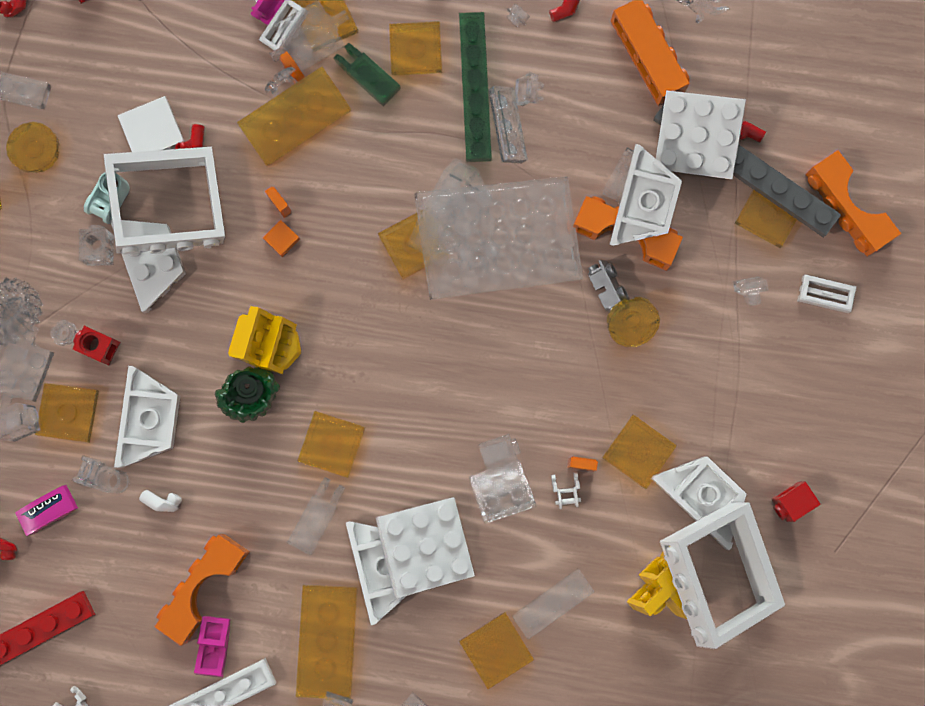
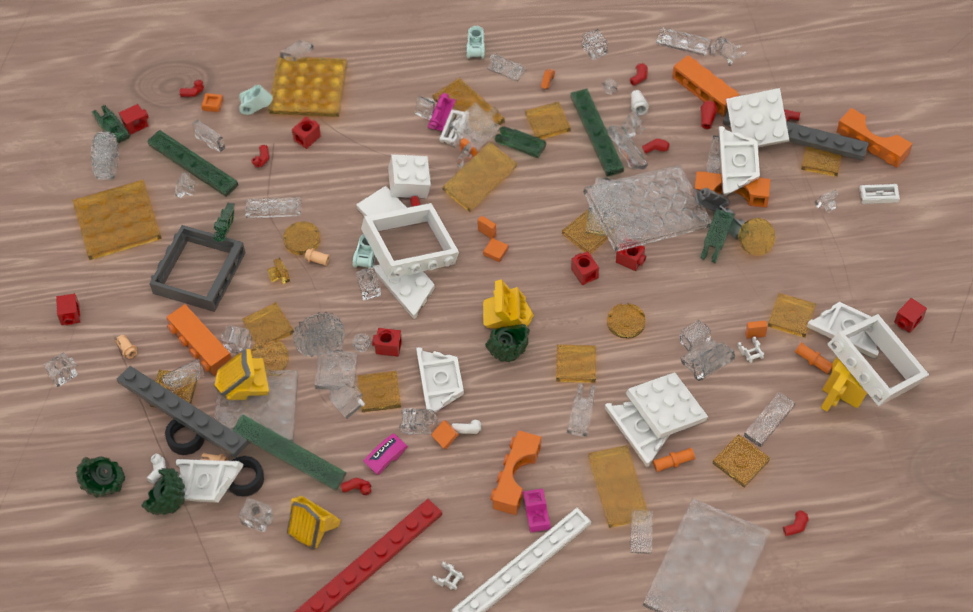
camera: 15 degrees left, 25 degrees down
(38, 181) = (317, 257): none -> light nougat pin
(128, 504) = (444, 434): none -> orange tile
(195, 93) = (409, 176): none -> white brick
(391, 313) = (584, 268): none -> red brick
(409, 626) = (674, 459): none -> orange pin
(418, 397) = (626, 320): none -> clear yellow tile
(460, 312) = (632, 262): none -> red brick
(548, 54) = (639, 103): none -> white cone
(550, 132) = (656, 144): none -> red arm
(581, 302) = (717, 233): none -> clear green hinge
(589, 247) = (710, 199): none -> flat silver hinge
(637, 99) = (708, 113): none -> red cone
(643, 528) = (814, 358): none -> orange pin

